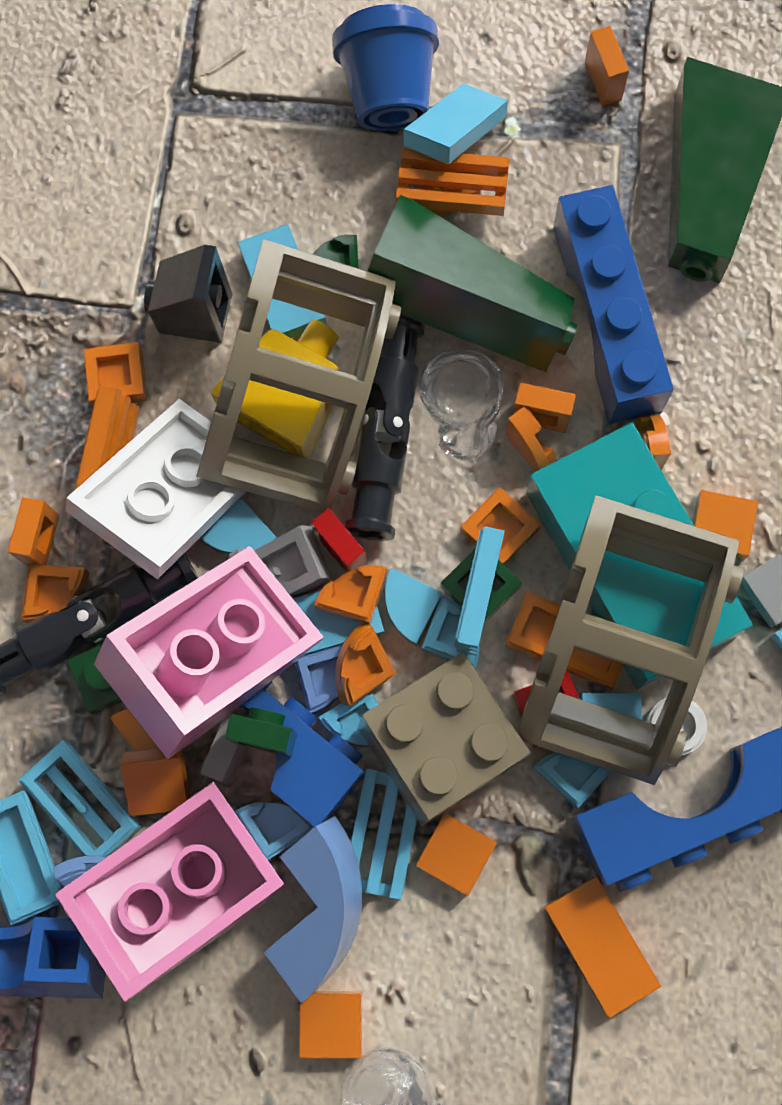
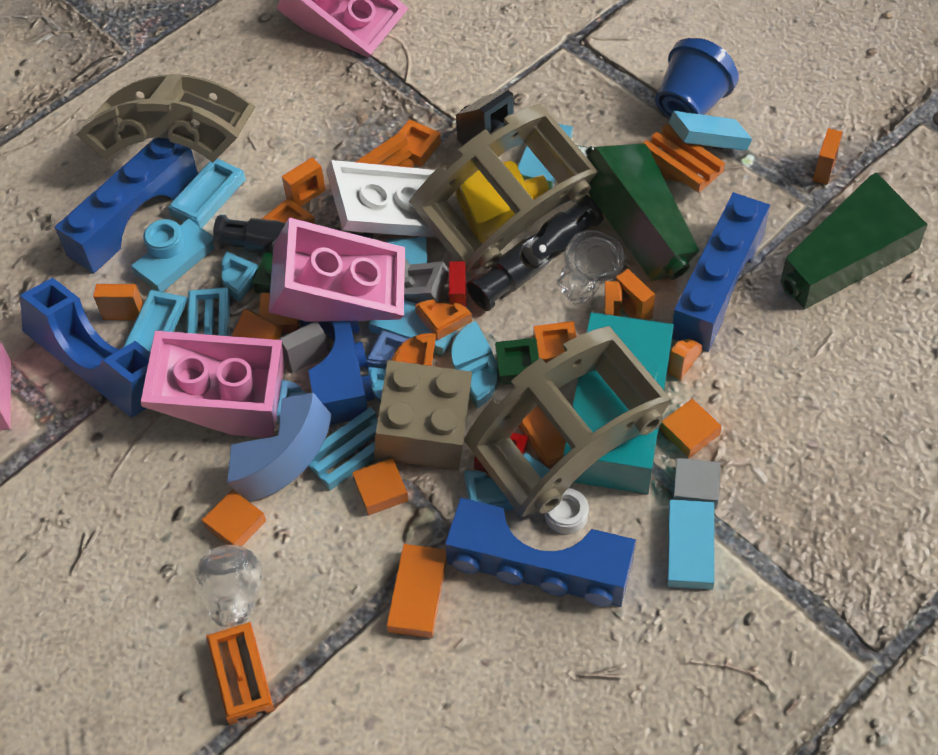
camera: 35 degrees right, 20 degrees down
(57, 711) = (238, 275): none -> medium azure tile
(262, 731) = (327, 332): dark green plate -> none
(478, 590) = (509, 350): medium azure tile -> none

